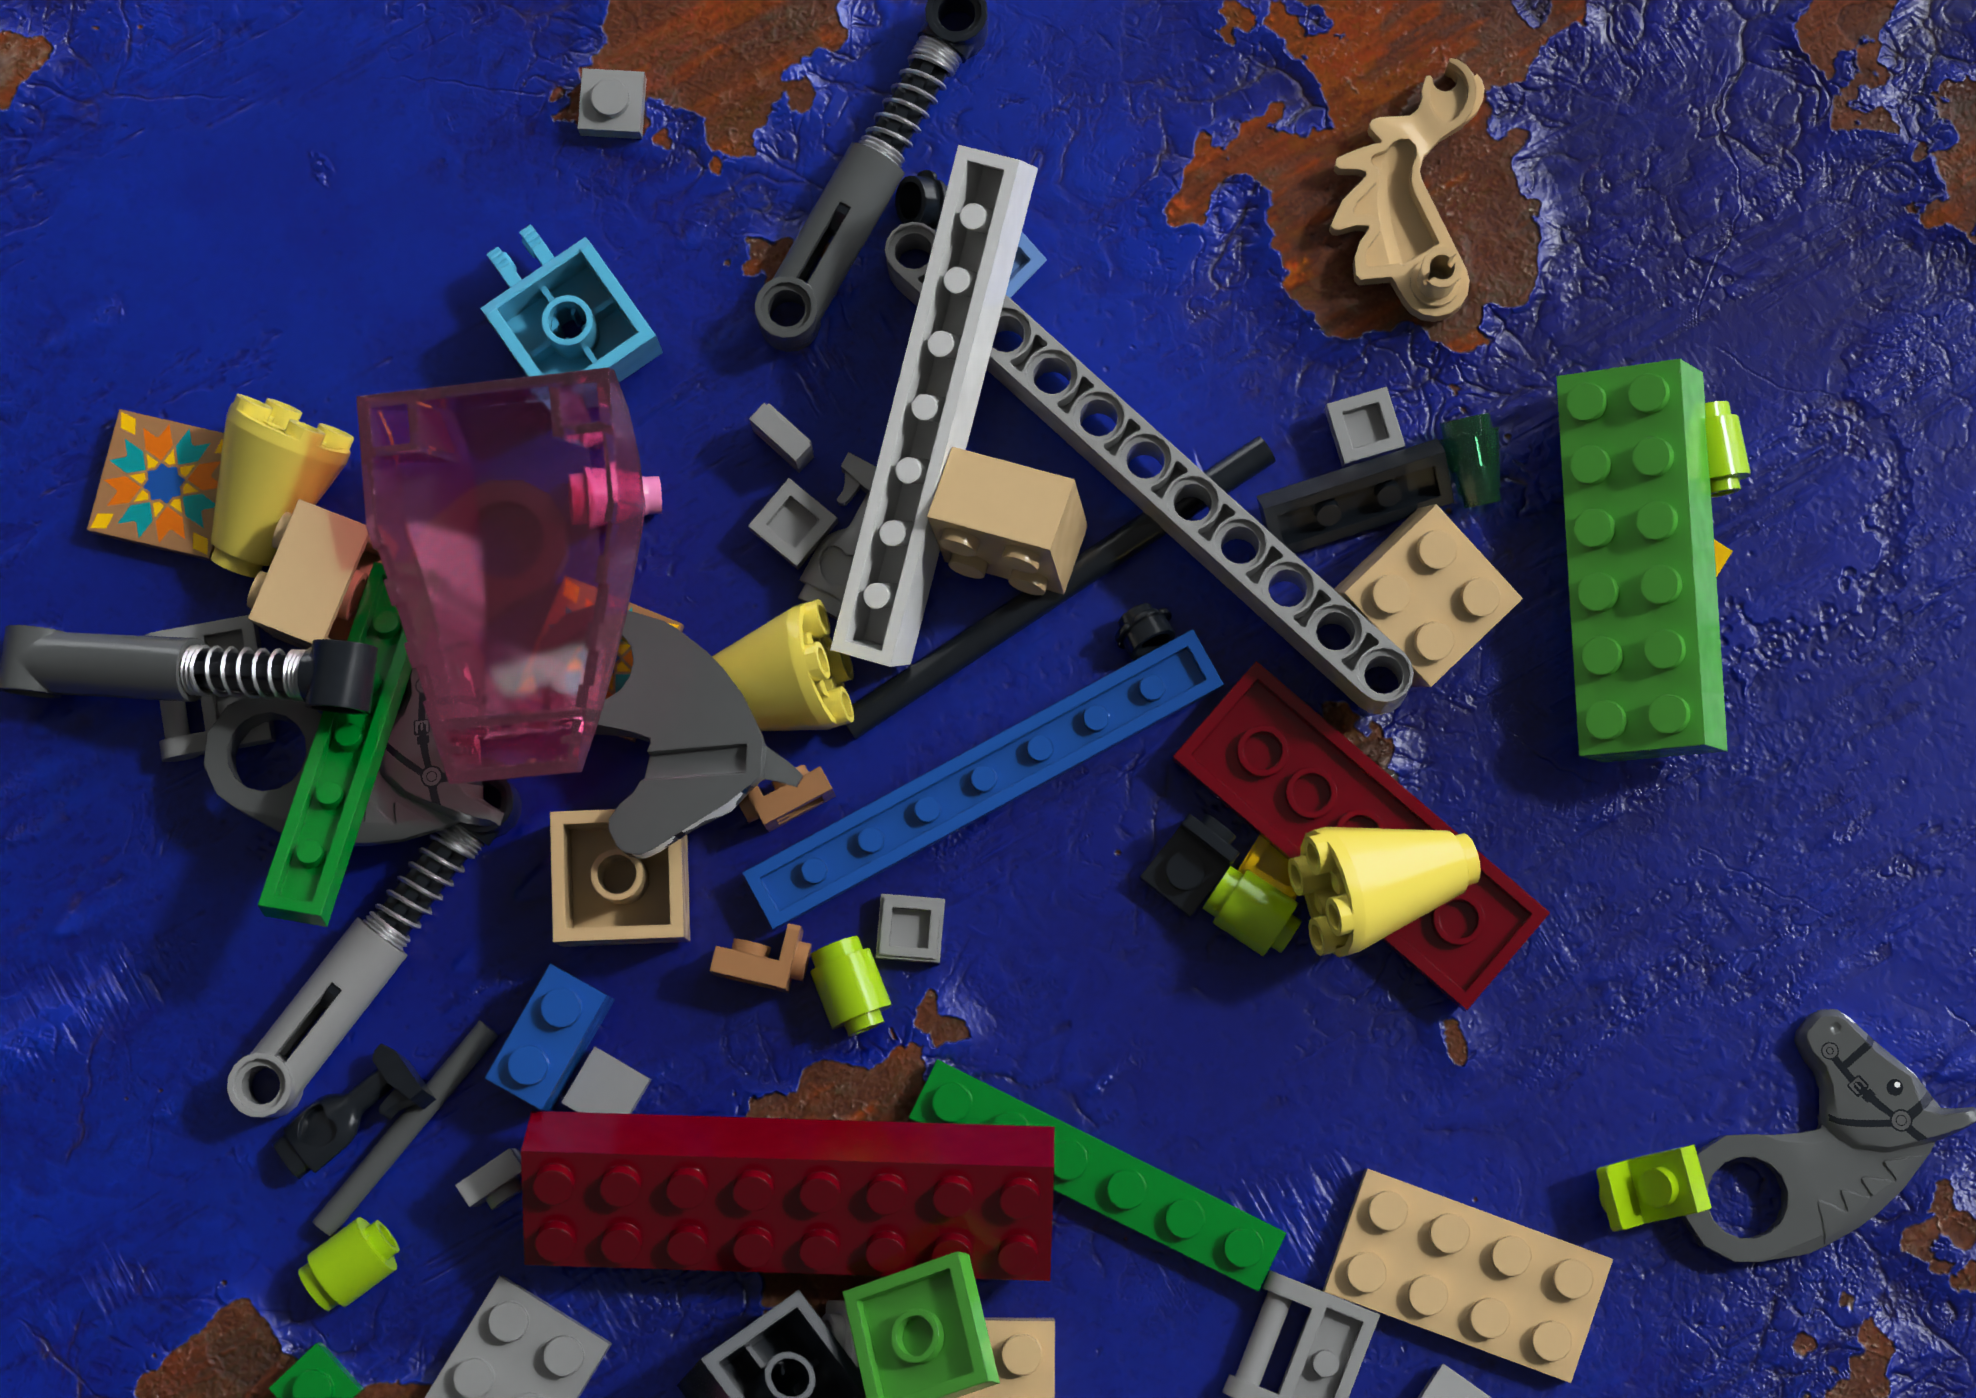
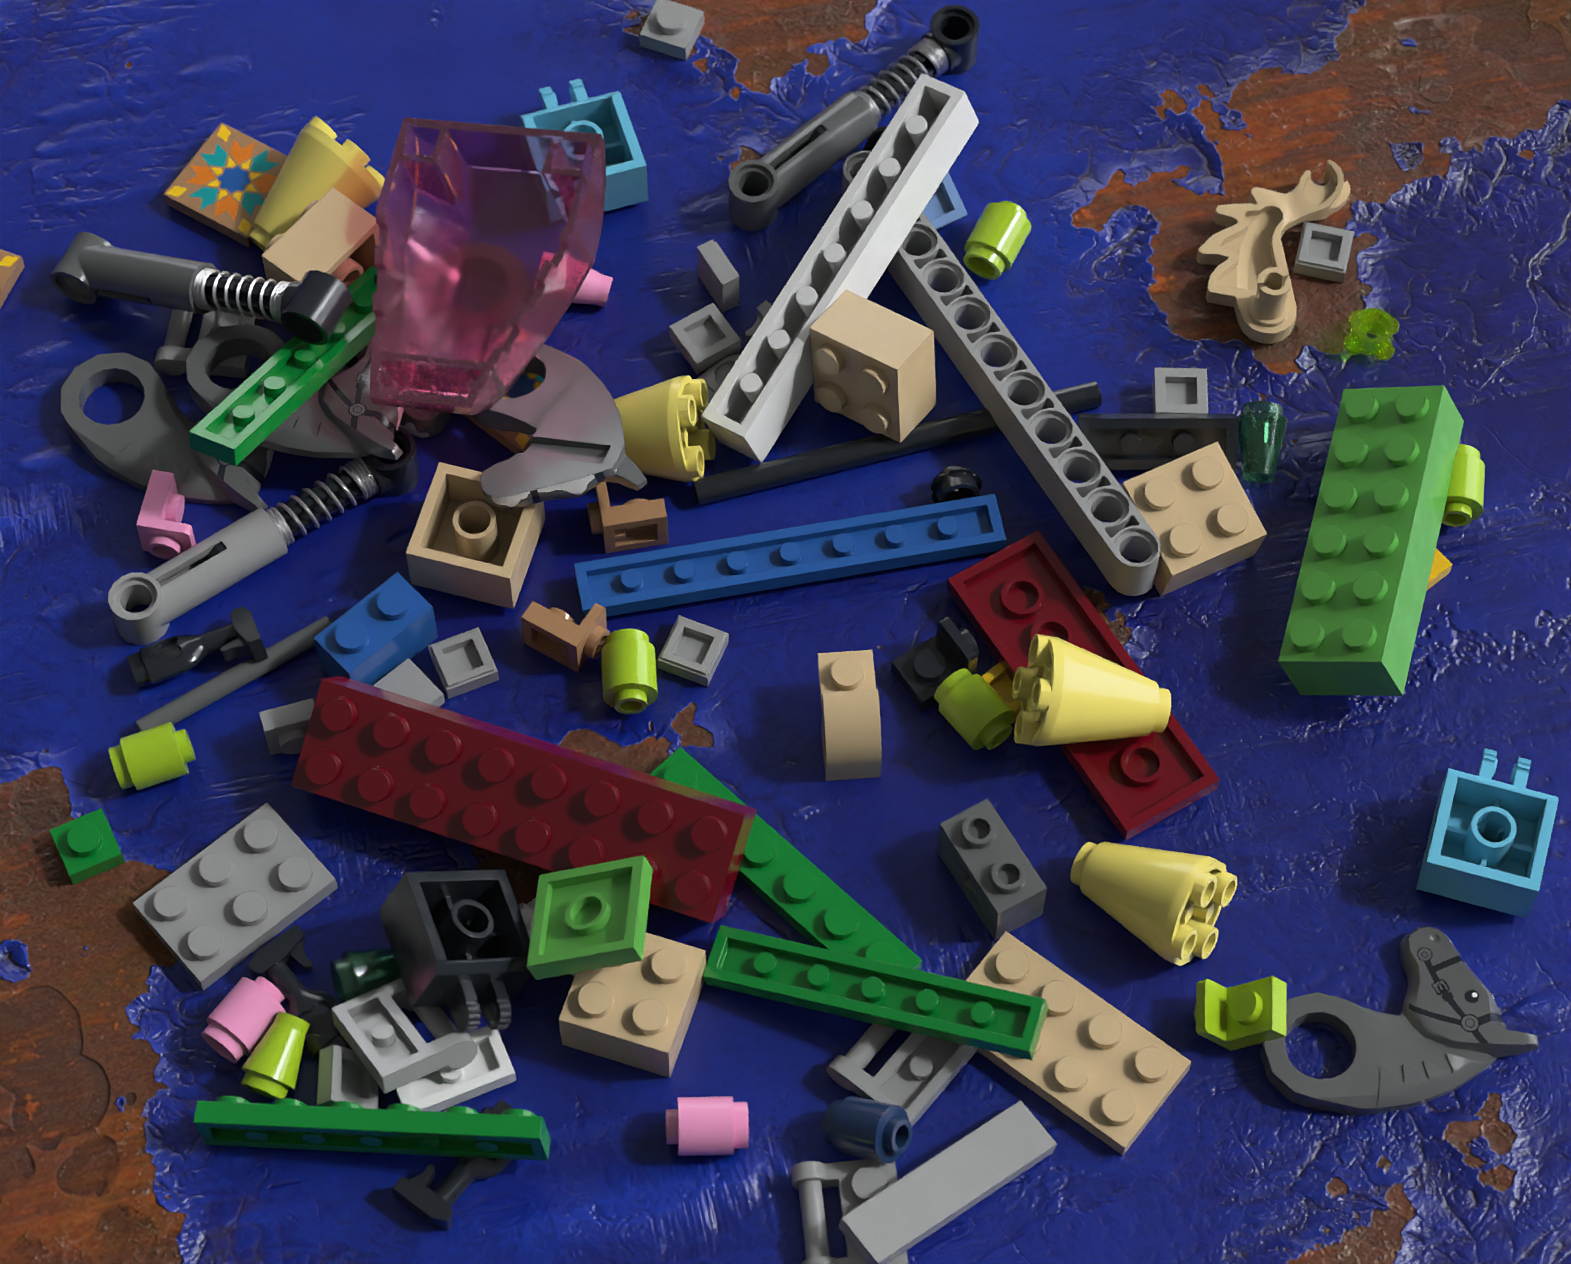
camera: 15 degrees right, 20 degrees down
(207, 861) = (155, 437): none -> dark grey animal
(243, 954) = (161, 518): none -> bright pink bracket
(656, 1026) = (463, 662): none -> light grey tile
(1091, 283) = (996, 239): none -> lime brick
(1116, 964) = (849, 715): none -> tan brick
(1253, 1301) = (876, 992): none -> green plate
(1332, 1104) = (991, 869): none -> dark grey brick
(1473, 175) = (1323, 252): none -> light grey tile
(1521, 1081) = (1157, 895): none -> light yellow cone
(1568, 256) = (1374, 322): none -> clear neon green plate
(1893, 865) = (1489, 839): none -> medium azure hinge

